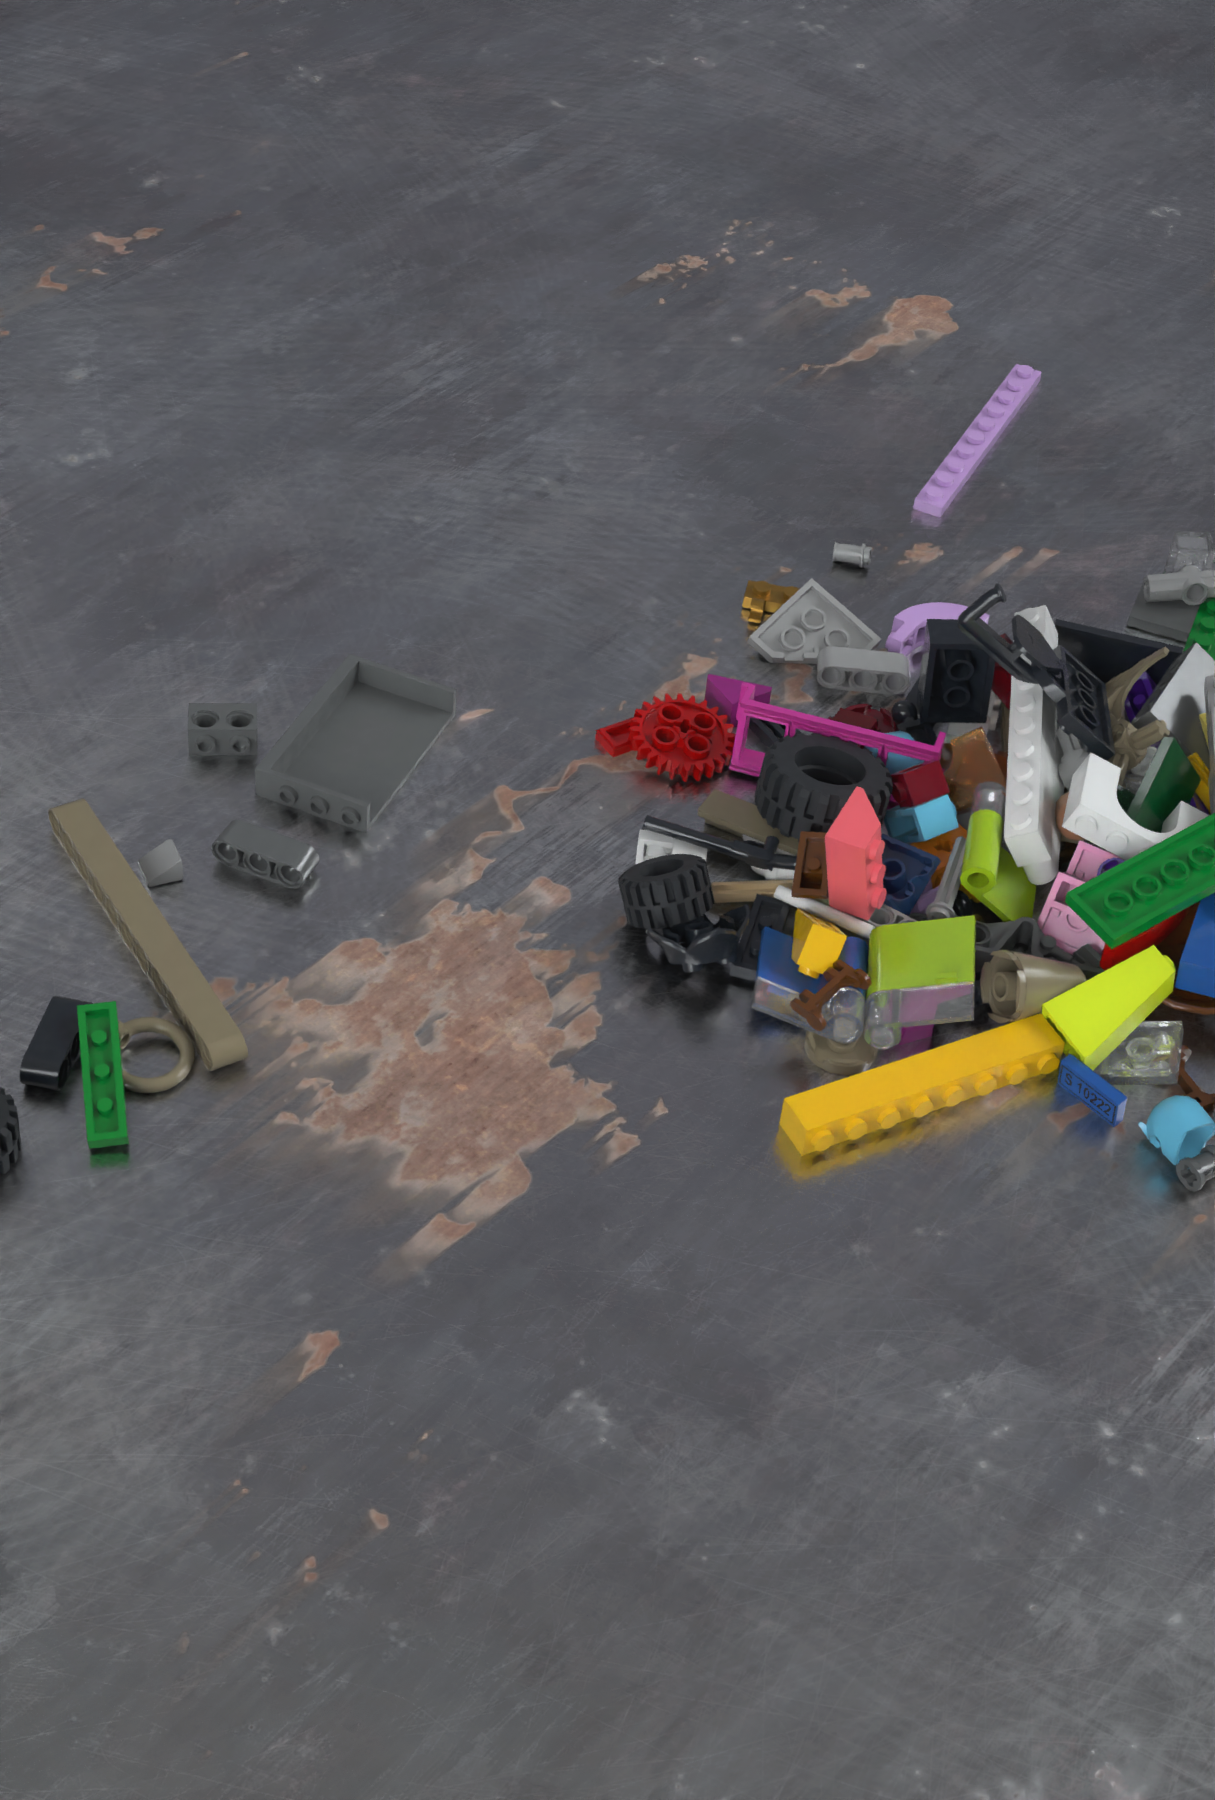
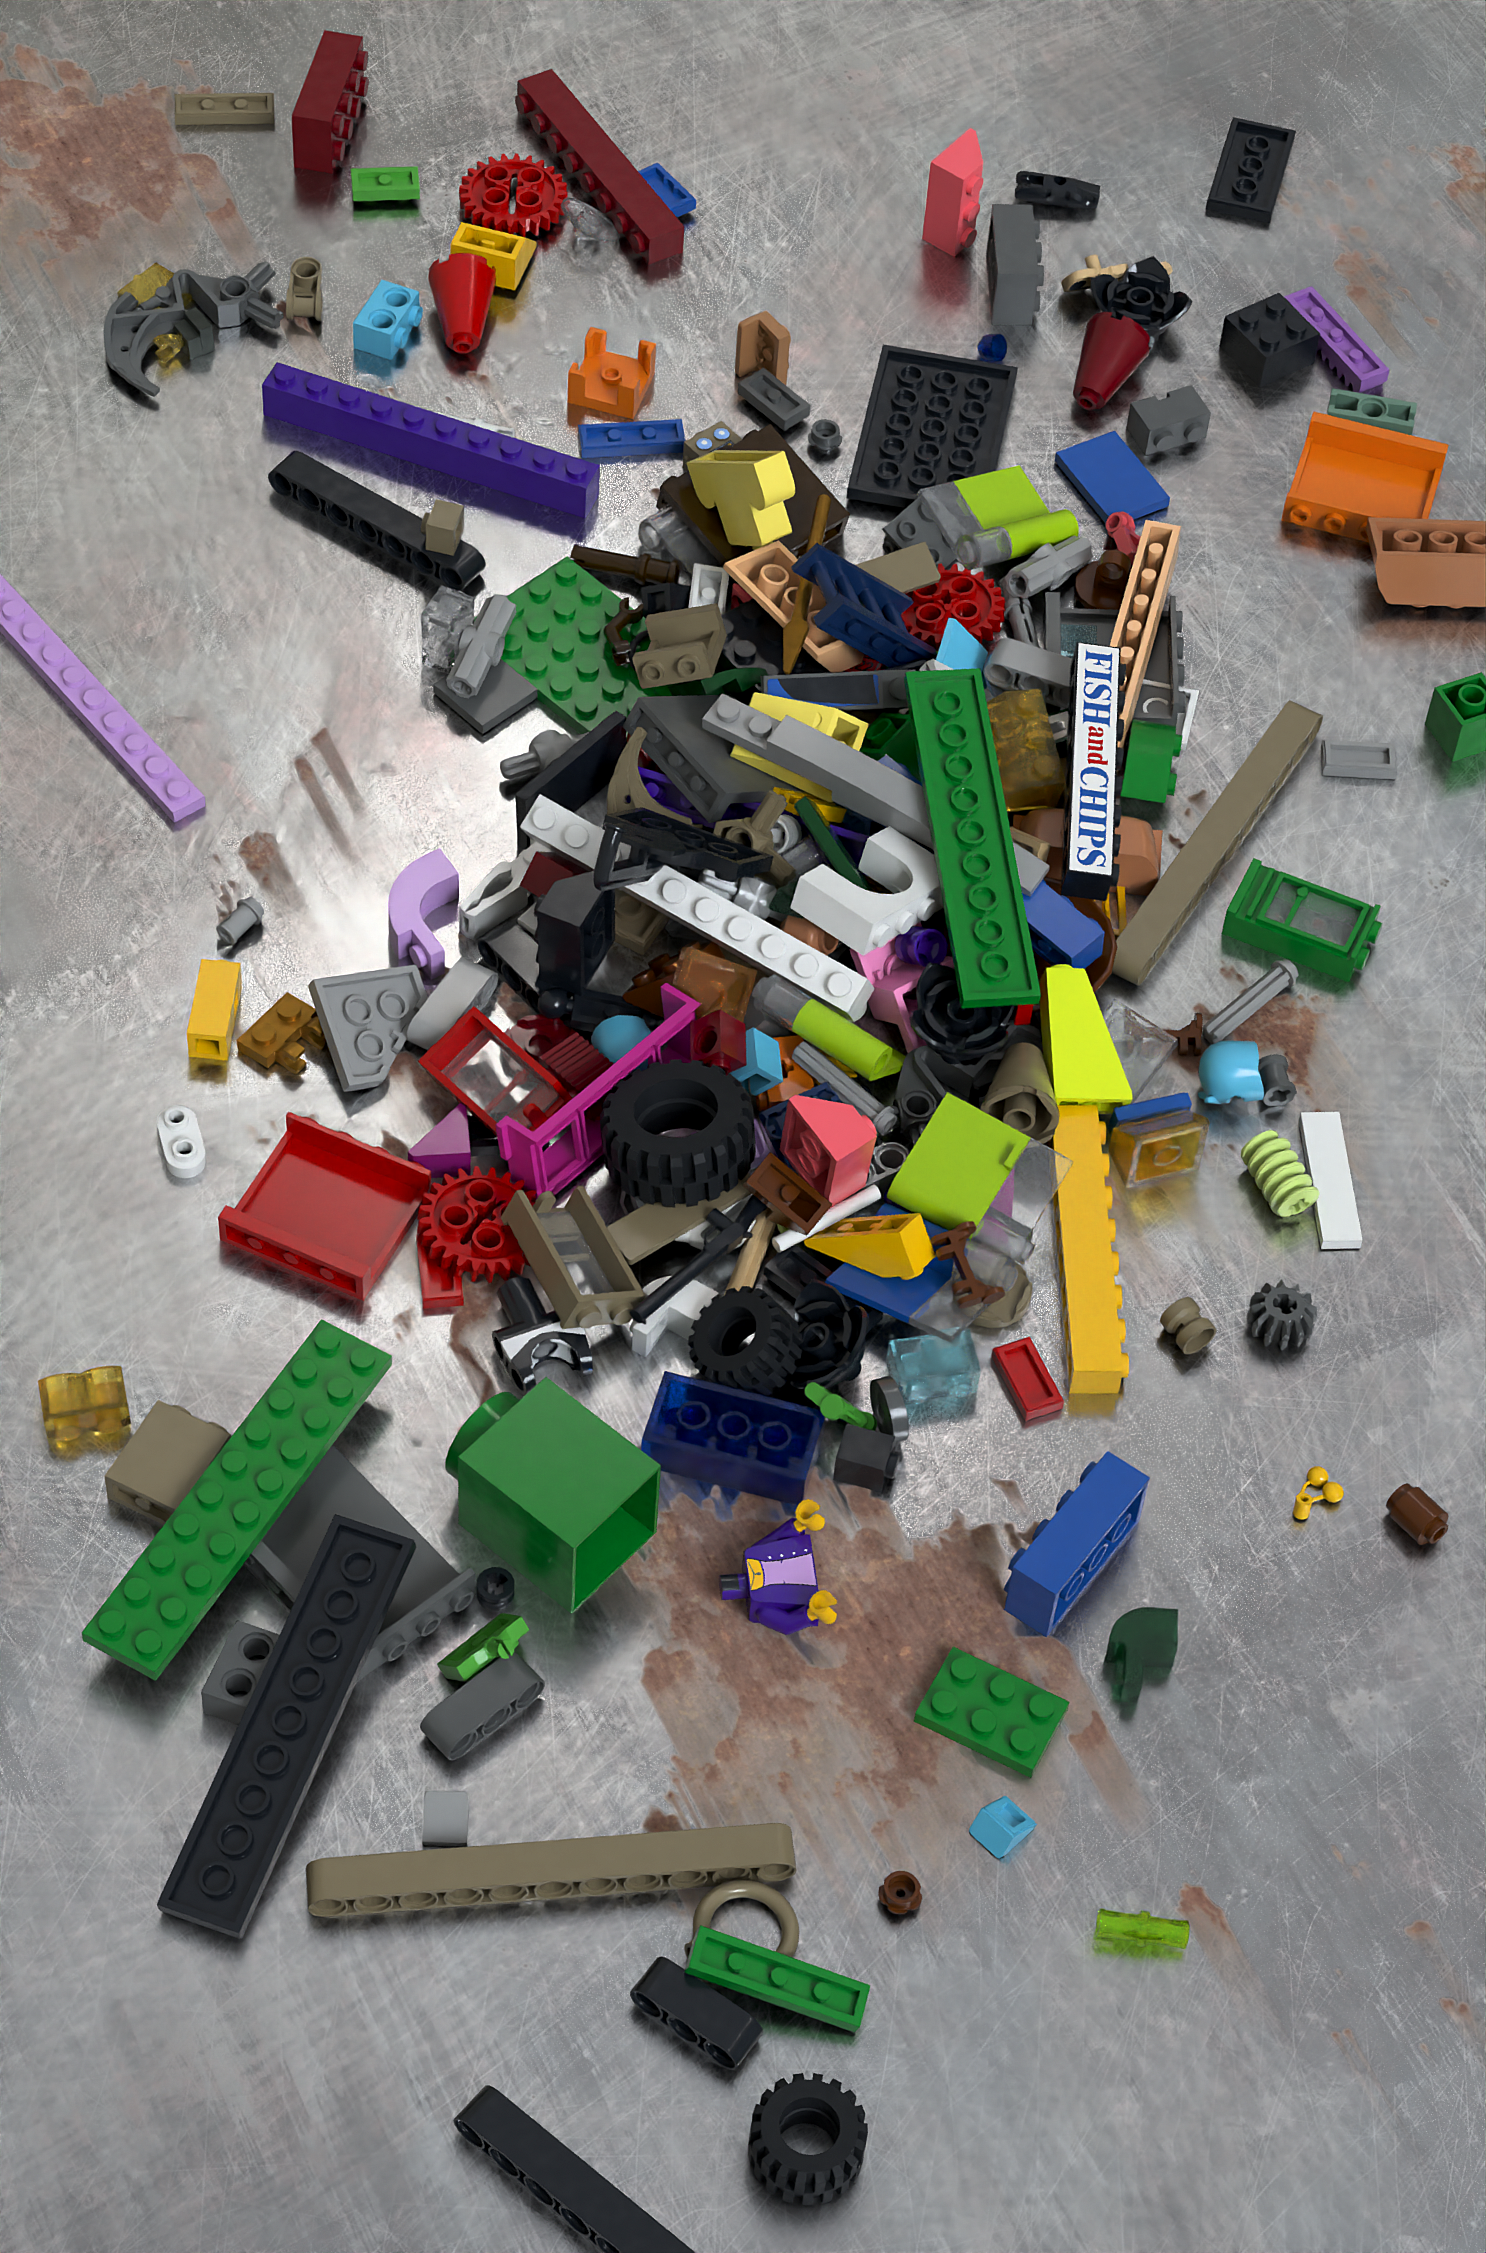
camera: 65 degrees left, 10 degrees up
(185, 750) = (286, 1727): none -> black plate
(227, 1137) = (903, 1882): none -> reddish brown plate
(270, 1304) = (1142, 1928): none -> clear neon green pin
(327, 846) = (492, 1641): none -> bright green plate
(327, 1188) = (1001, 1826): none -> medium azure slope
(356, 672) = (236, 1500): none -> green plate
(373, 836) = (493, 1601): none -> black bush
(374, 638) = (163, 1461): none -> dark tan panel
(397, 596) = (84, 1402): none -> clear yellow brick
(431, 1153) = (991, 1712): none -> green plate
(452, 819) = (553, 1490): none -> green container
(474, 982) = (782, 1578): none -> torso
(547, 1220) = (1141, 1639): none -> clear green brick
(580, 916) = (733, 1438): none -> clear blue brick
(606, 794) = (535, 1337): none -> black connector
(612, 1145) = (1075, 1542): none -> blue brick
(618, 1002) = (865, 1458): none -> black brick
(639, 660) = (327, 1207): none -> red panel
(646, 583) = (179, 1138): none -> white plate
(654, 974) = (836, 1407): none -> bright green piece
(668, 998) = (889, 1408): none -> dark grey piece
(672, 777) = (574, 1259): none -> dark tan door
(729, 1019) = (934, 1367): none -> clear light blue brick
(764, 560) = (214, 1009): none -> yellow brick
(768, 1088) = (1027, 1378): none -> red tile
(798, 1327) = (1317, 1477): none -> yellow piece
(808, 687) = (493, 1074): none -> door
(811, 1393) = (1417, 1514): none -> reddish brown brick
(895, 1173) = (1188, 1325): none -> dark tan wheel
(954, 1236) = (1281, 1315): none -> dark grey gear
(1056, 925) = (954, 1030): none -> black brick
(1059, 1101) = (1158, 1147): none -> clear yellow slope
(1099, 1192) = (1279, 1174): none -> yellowish green piece
(1131, 1240) = (1330, 1172): none -> white tile

